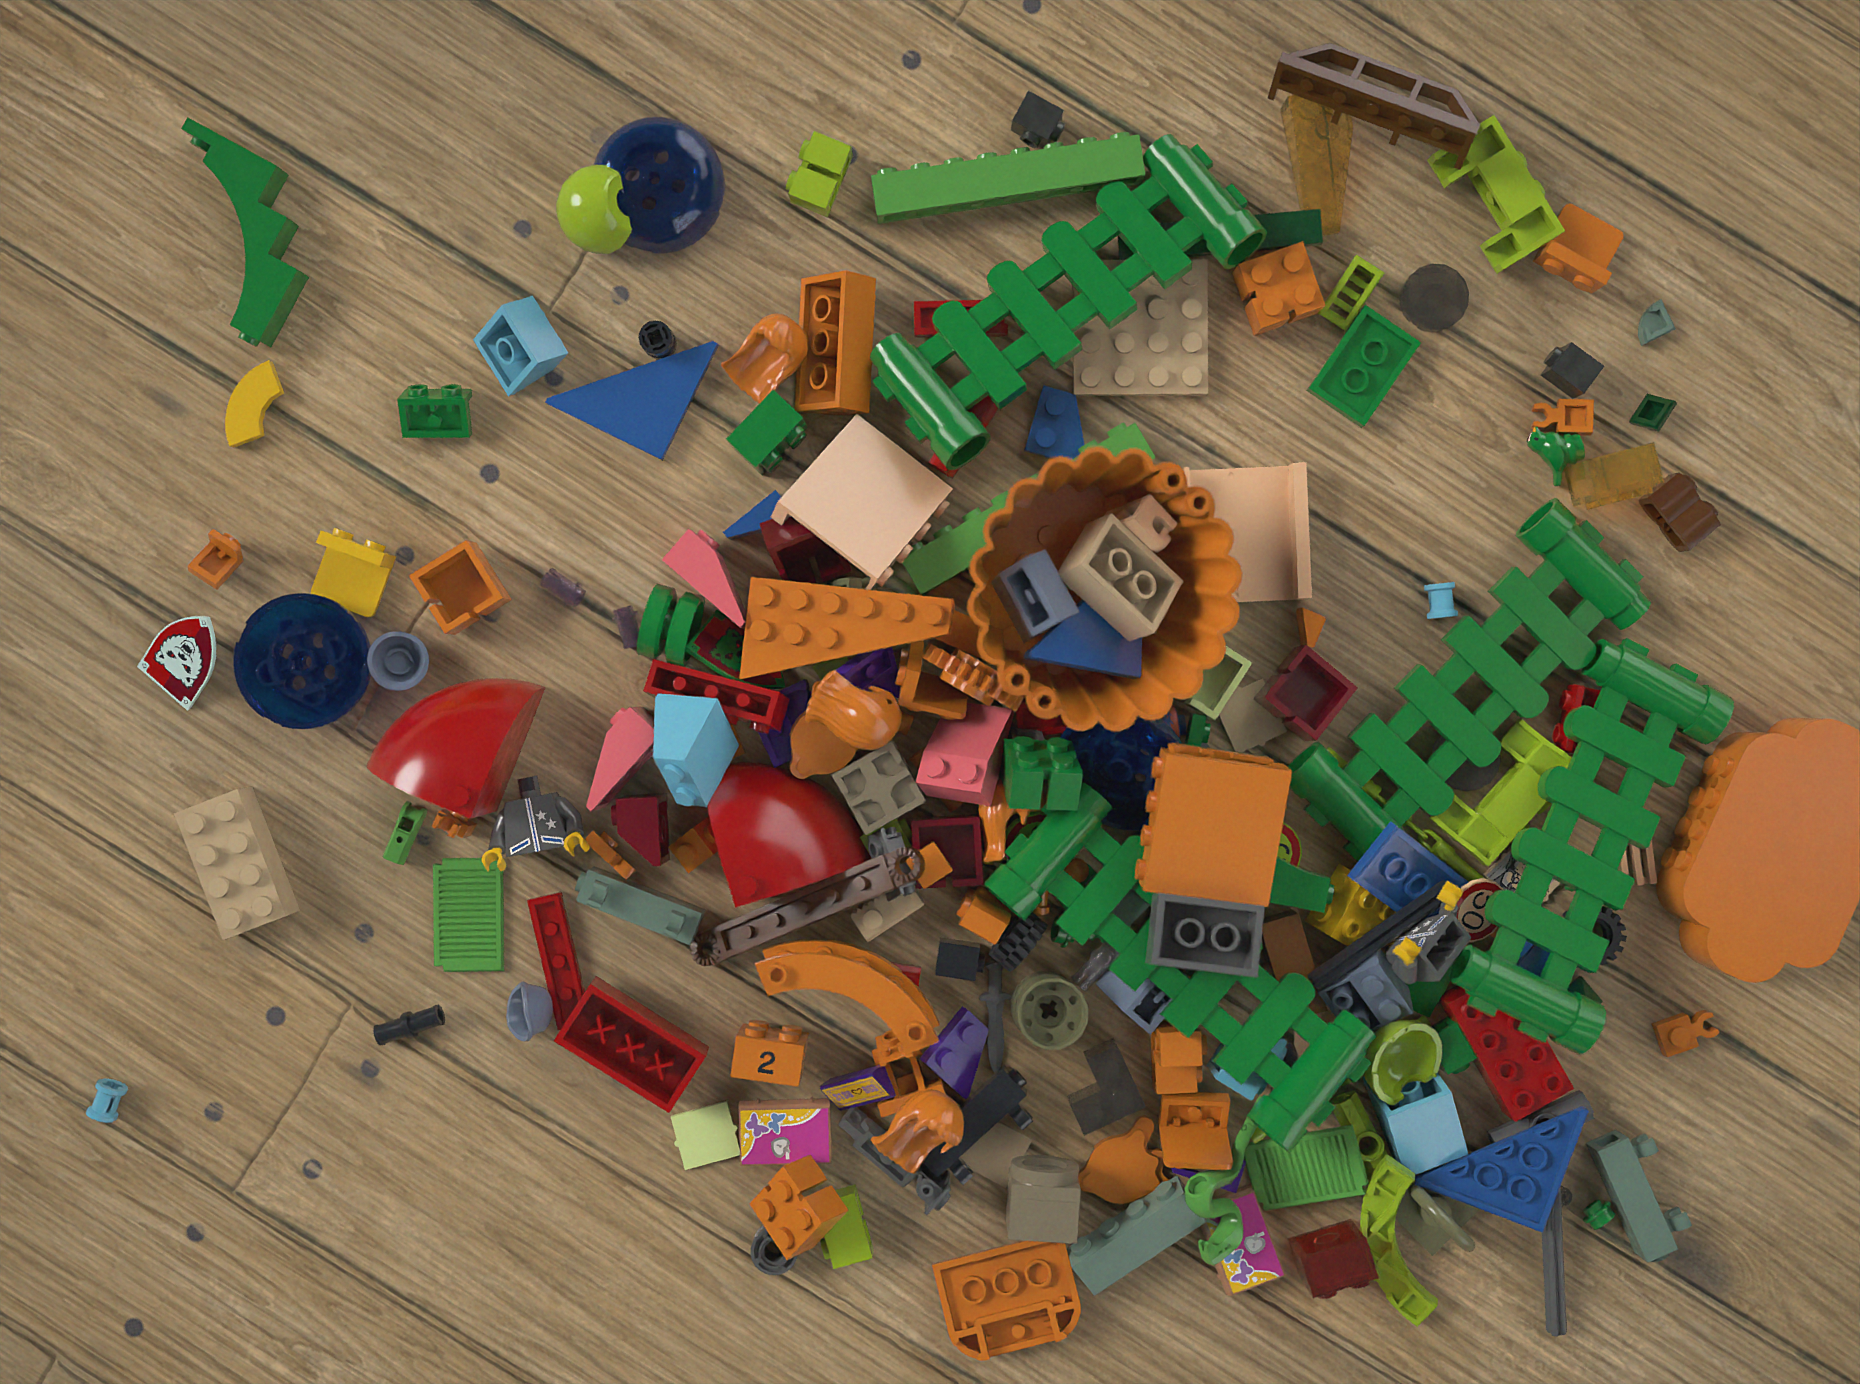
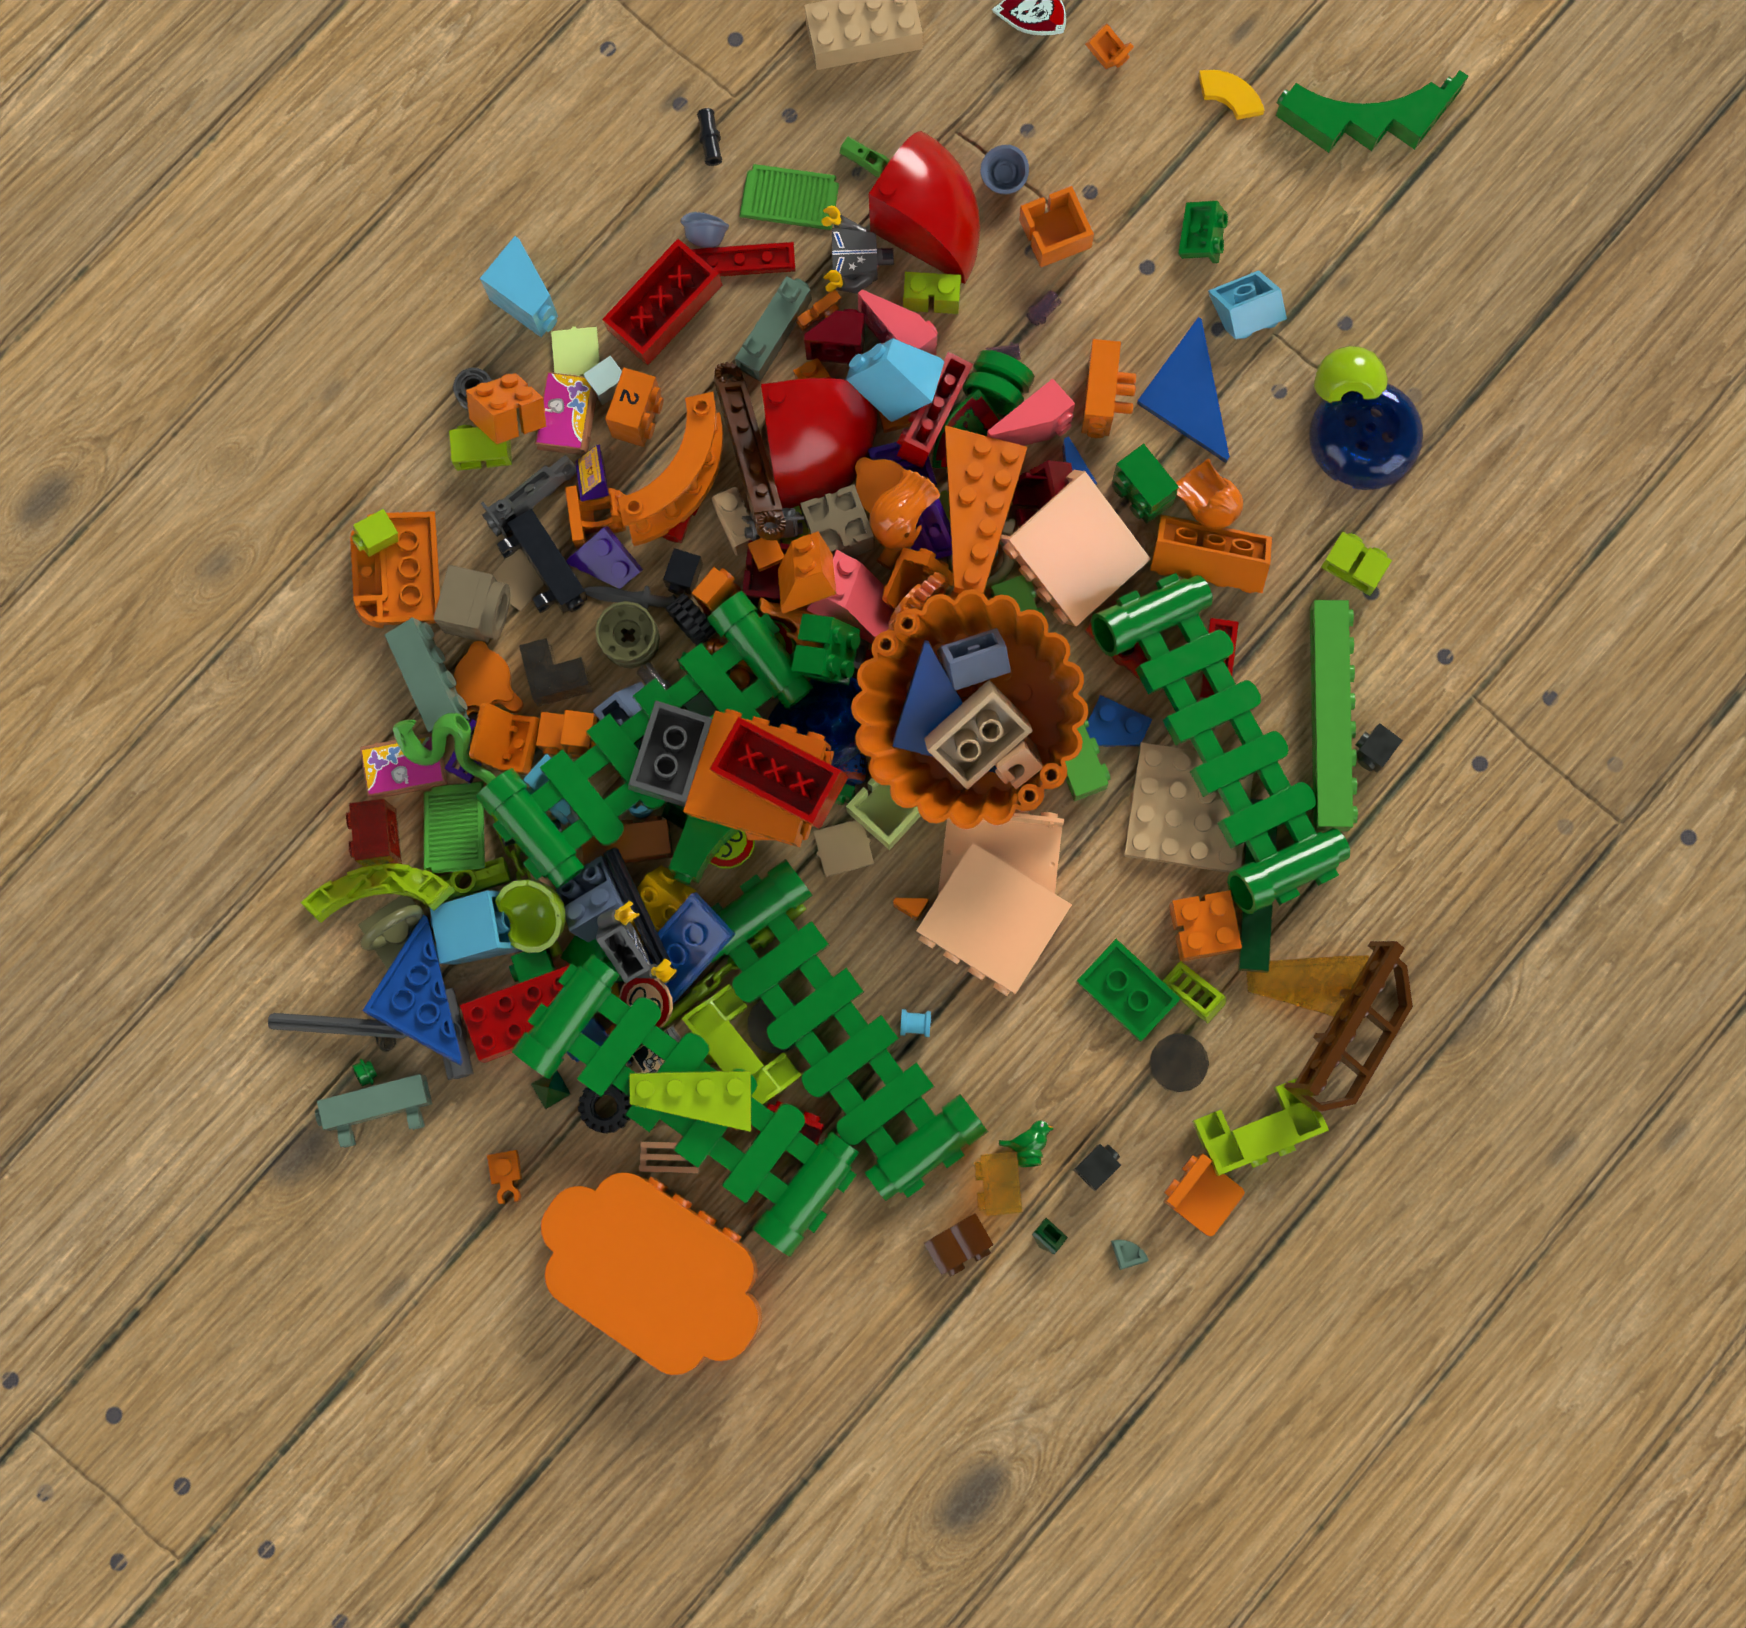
camera: 100 degrees right, 10 degrees down
(268, 677) = (1010, 70): clear blue brick -> none
(352, 572) = (1082, 147): yellow bracket -> none
(453, 824) = (861, 198): orange plate -> none
(563, 736) = (943, 287): none -> lime piece
(641, 1218) = (518, 289): none -> medium azure slope
(657, 500) = (1103, 388): none -> orange piece
(659, 345) = (1234, 418): black wheel -> none
(737, 1095) = (604, 379): none -> light aqua panel
(920, 1127) = (551, 511): orange piece -> none
(956, 812) = (806, 573): none -> orange slope
(979, 1333) = (374, 533): none -> lime brick
(1221, 802) = (779, 772): none -> red brick
(1305, 693) = (855, 891): dark red piece -> none
(1313, 529) = (992, 919): none -> light nougat panel
(1570, 416) = (1057, 1162): orange plate -> none
(1587, 833) = (703, 1096): none -> lime wing

